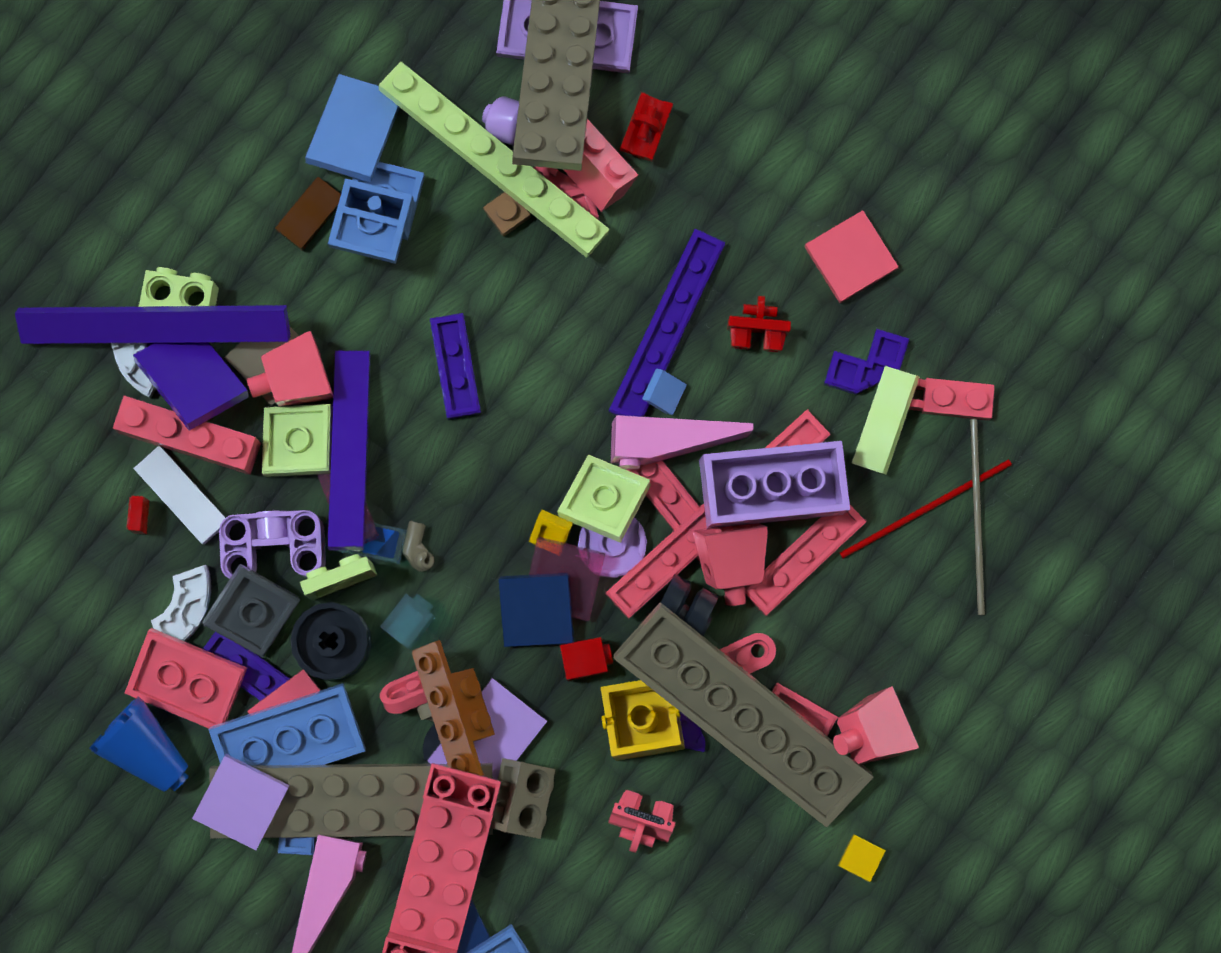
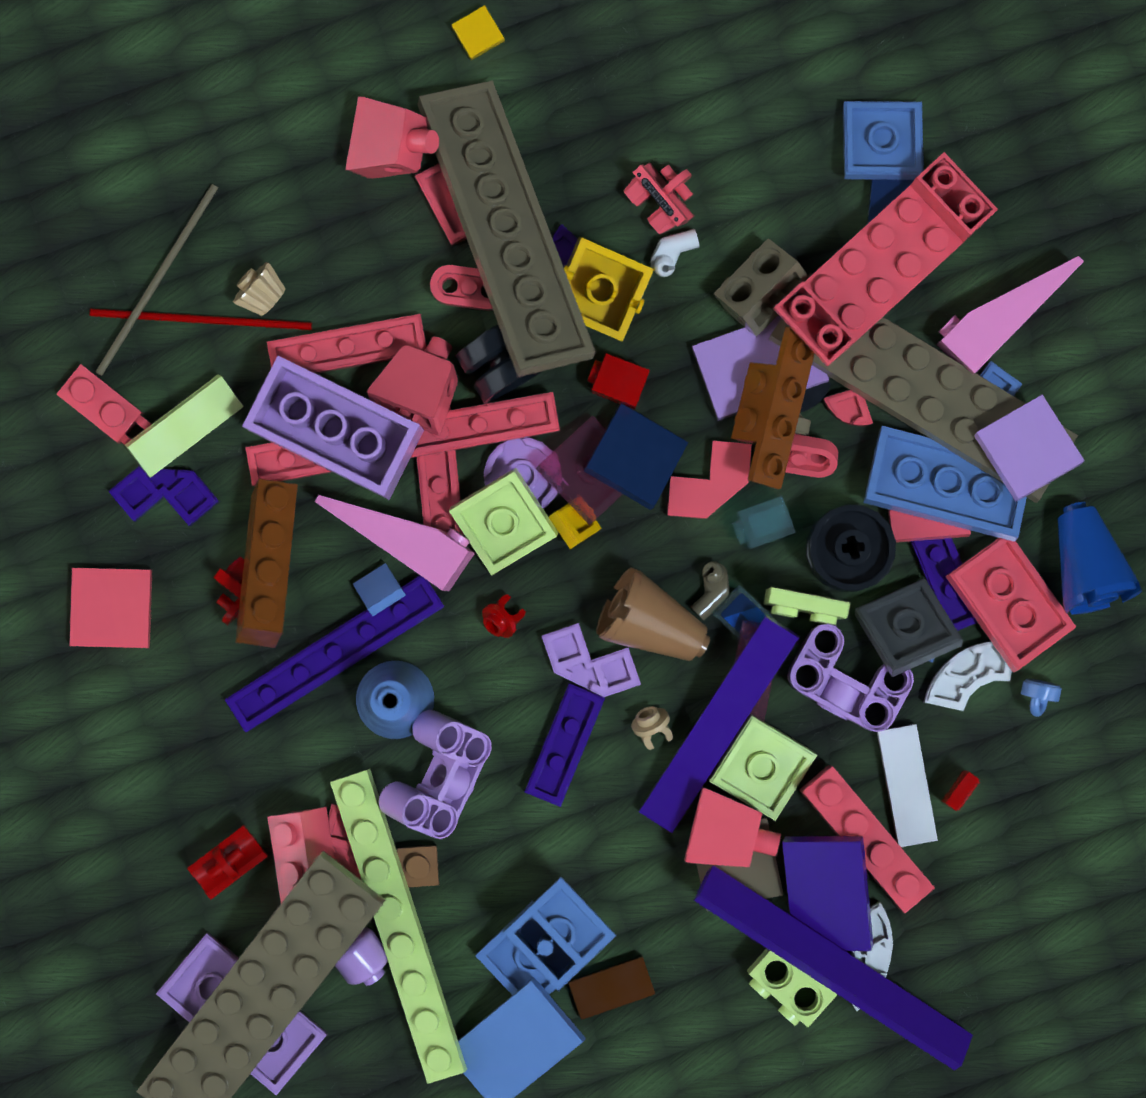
camera: 150 degrees left, 5 degrees up
(121, 625) = (1040, 694): none -> medium blue tile
(398, 750) = (849, 408): none -> coral tile
(401, 420) = (649, 722): none -> tan plate
(448, 494) = (651, 620): none -> medium nougat cone
(460, 433) = (601, 675): none -> lavender tile
(467, 613) = (704, 496): none -> coral tile
(522, 281) = (449, 781): none -> lavender beam
(561, 424) = (498, 620): none -> red plate
(601, 321) = (413, 695): none -> medium blue cone
(610, 783) = (669, 249): none -> white arm
(758, 354) = (266, 563): none -> dark orange brick
(896, 555) = (259, 289): none -> tan piece

